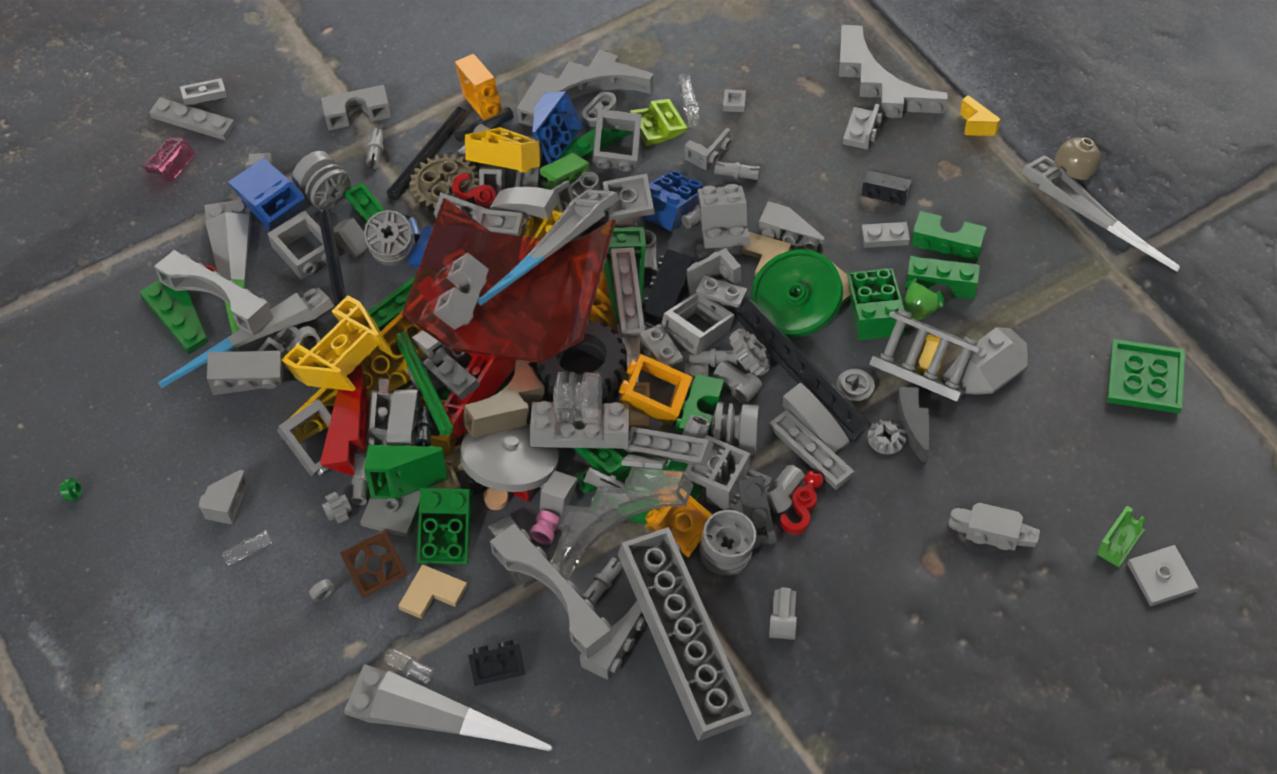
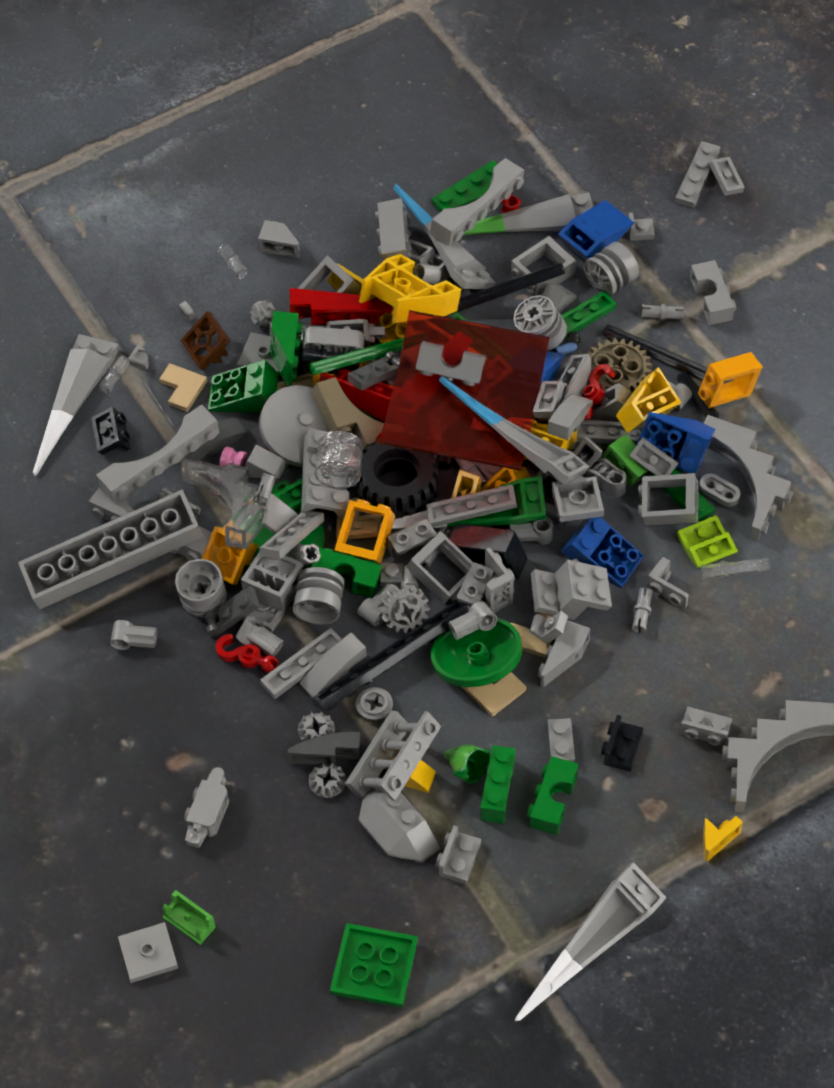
camera: 90 degrees right, 0 degrees up
(70, 490) = (293, 137): green plate -> none
(170, 158) = (644, 162): clear pink bracket -> none
(383, 642) = (139, 358): none -> light grey tile
(572, 146) = (653, 458): none -> light grey plate
(734, 100) = (736, 608): light grey plate -> none
(762, 290) = (478, 617): none -> light grey piece
(768, 231) = (548, 628): none -> light grey bracket
(872, 299) = (468, 721): green slope -> none
(954, 430) = (331, 788): none -> light grey gear
(1019, 312) = (458, 856): none -> light grey bracket
(1079, 158) = (649, 932): dark tan cylinder -> none

